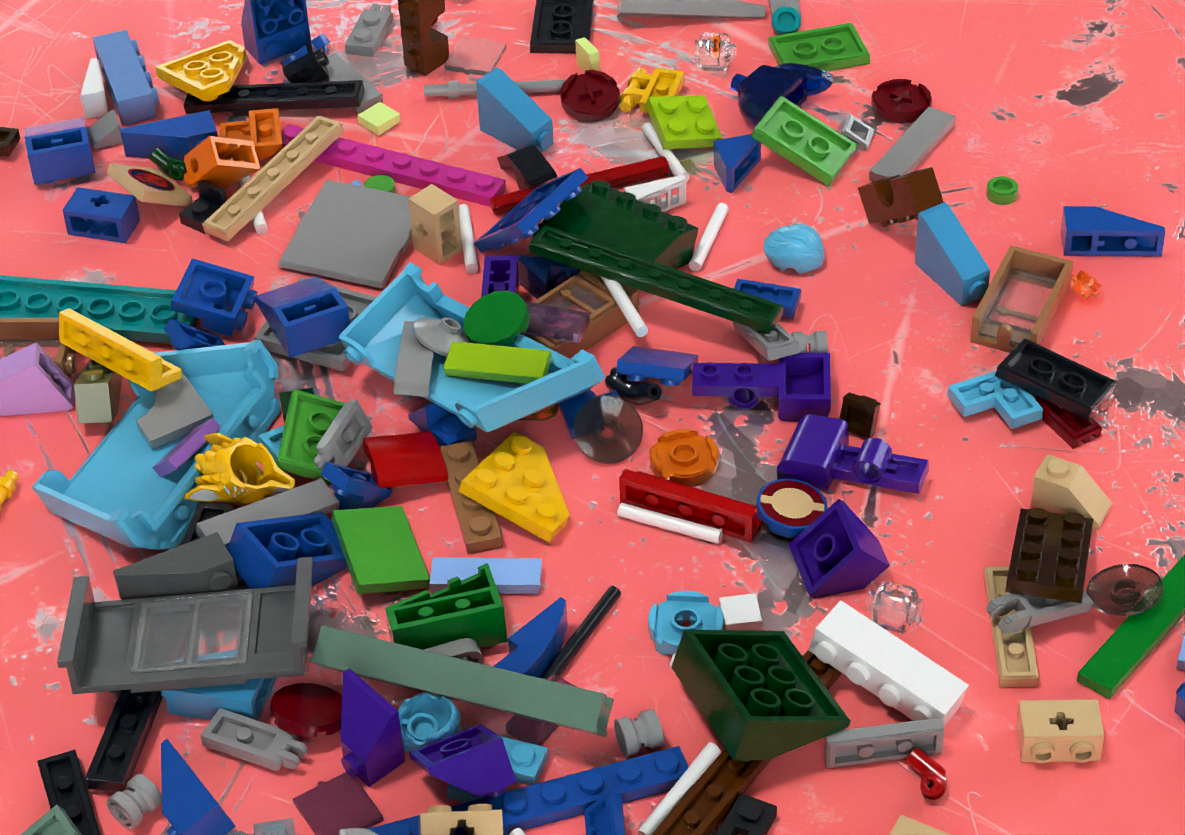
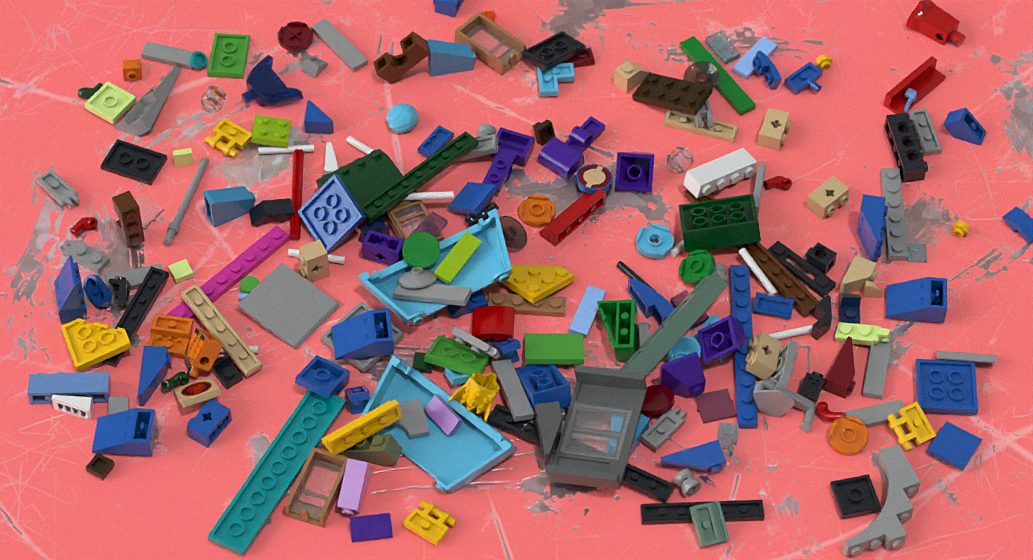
camera: 75 degrees left, 10 degrees up
(590, 96) = (218, 167): dark red tile -> none
(644, 693) = (697, 266): none -> green tile
(670, 523) = (579, 231): white bar -> none
(741, 612) = (653, 217): white tile -> none
(804, 140) = (318, 84): bright green tile -> none
(1002, 190) = (394, 22): bright green tile -> none

